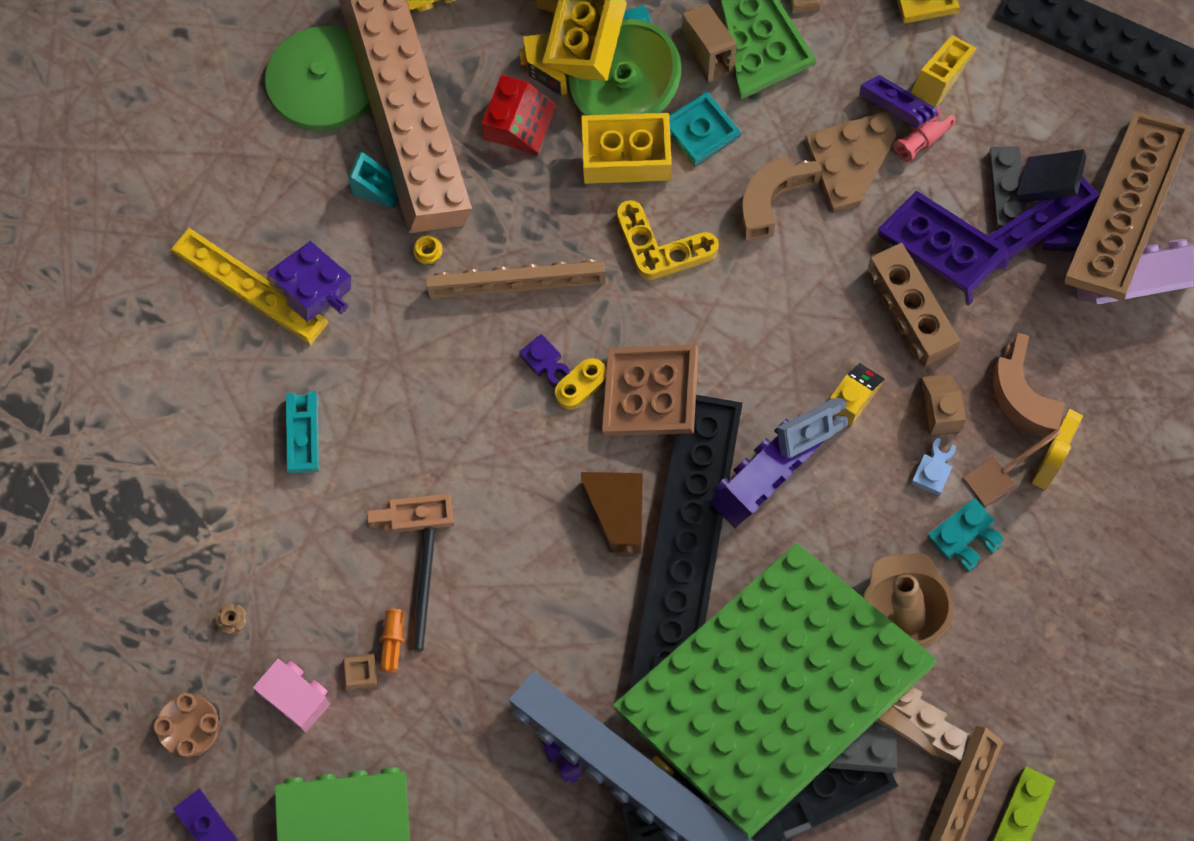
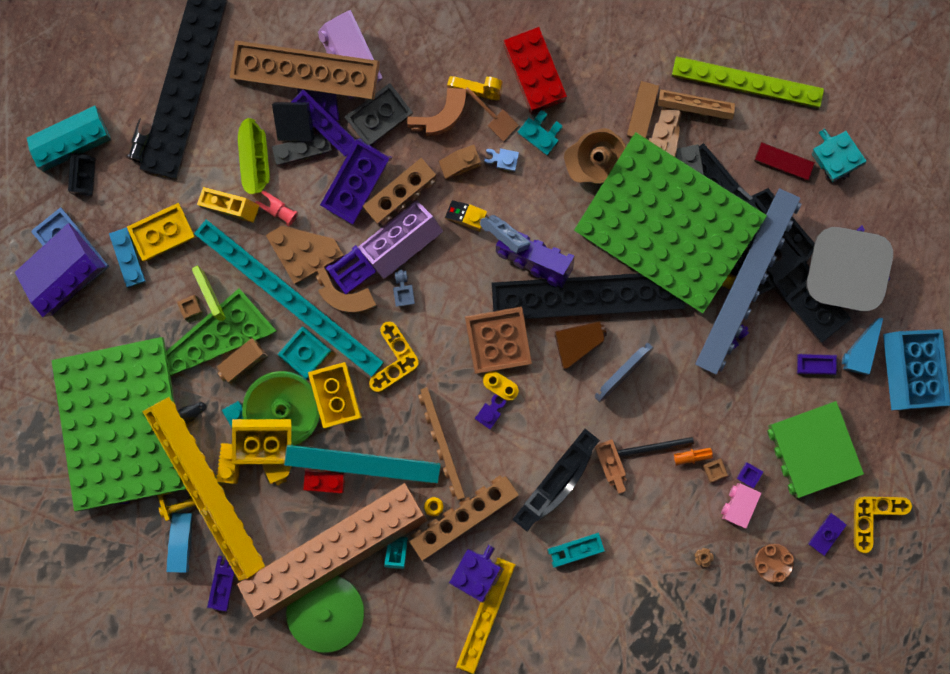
camera: 105 degrees left, 15 degrees up
(336, 722) = (749, 475): none -> dark purple plate
(408, 424) = (558, 481): none -> black piece
(418, 352) = (425, 549): none -> medium nougat brick
(515, 159) = (361, 464): none -> teal tile
(551, 560) = (631, 364): none -> sand blue tile
(754, 276) = (404, 294): none -> sand blue plate
(783, 124) = (289, 298): none -> teal plate
(800, 217) = (355, 274): none -> dark purple plate
(817, 16) = (208, 293): none -> lime tile
(838, 289) = (400, 239): none -> lavender slope
(897, 101) = (259, 228): dark purple hinge -> none
(972, 704) = (643, 109): none -> medium nougat tile
(1008, 118) = (253, 156): none -> lime brick
(1039, 302) = (379, 116): none -> dark grey plate
(1070, 545) = (534, 70): none -> red brick

